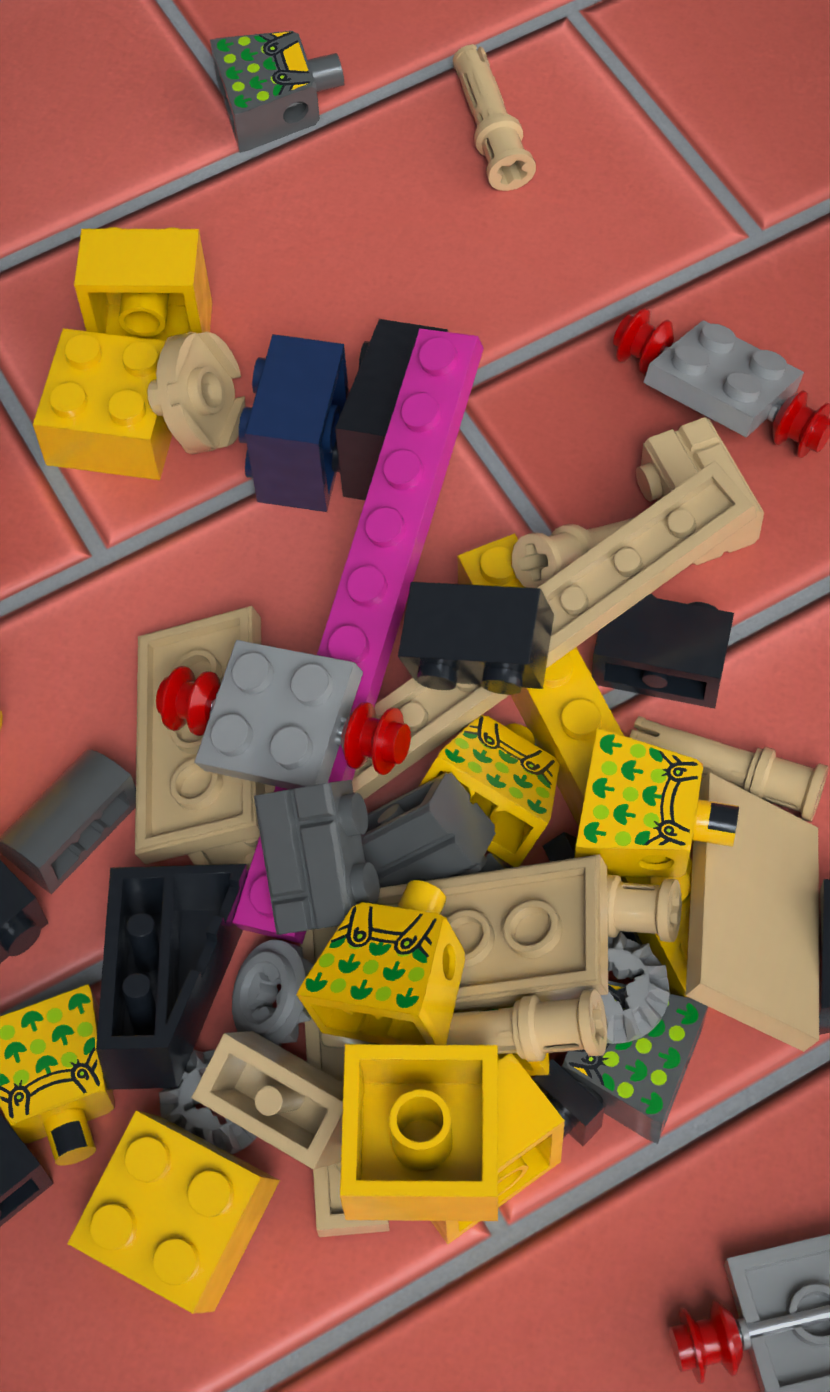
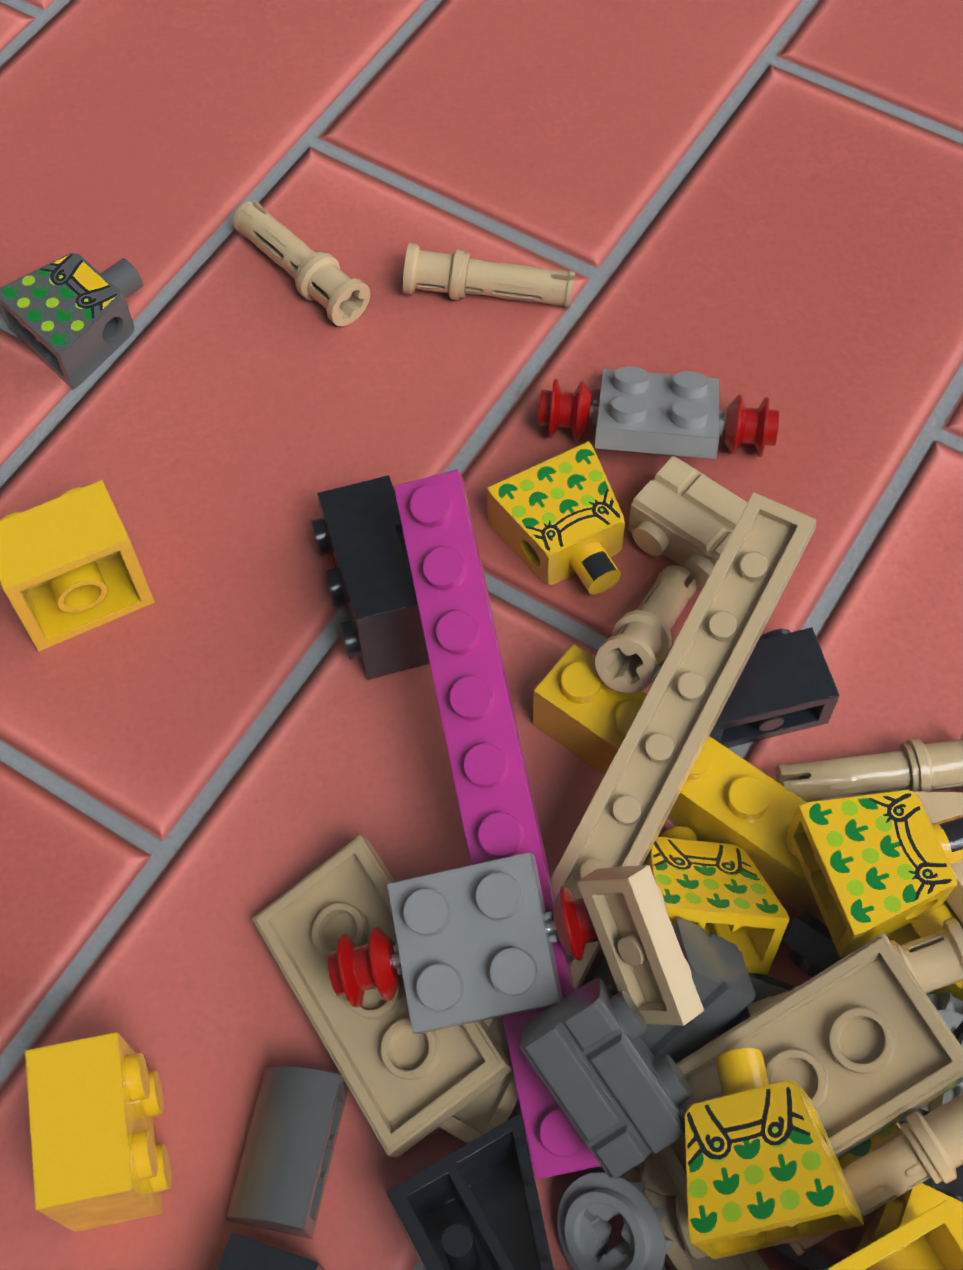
camera: 30 degrees left, 0 degrees up
(98, 406) = (90, 693): yellow brick -> none
(197, 391) = (178, 643): tan plate -> none
(294, 421) = (296, 628): dark blue brick -> none
(390, 765) = (641, 943): none -> tan plate
(476, 636) = (628, 768): black brick -> none
(581, 432) = (561, 519): none -> yellow torso
(628, 186) = (461, 275): none -> tan pin

